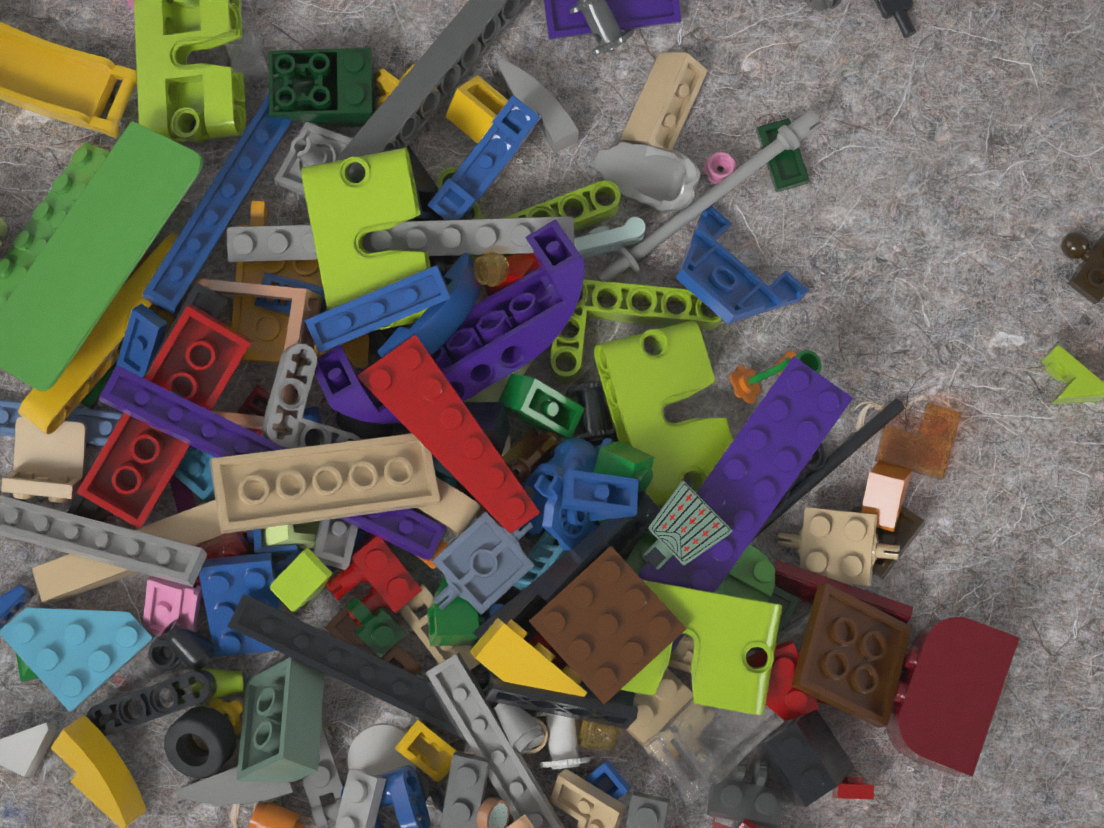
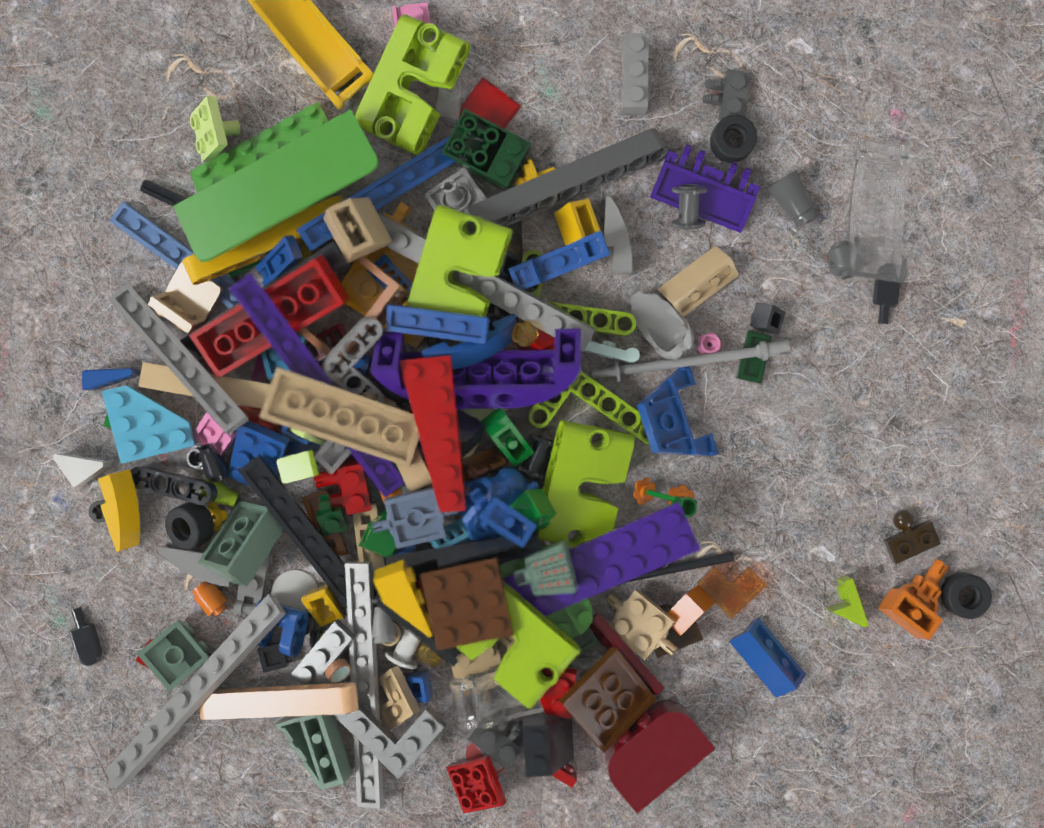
camera: 30 degrees right, 10 degrees up
(70, 803) = (94, 515): none -> dark grey bush
(215, 252) = (356, 228): none -> tan slope
(297, 31) = (491, 104): none -> red piece
(771, 99) = (767, 318): none -> black plate
(1017, 503) = (768, 658): none -> blue panel

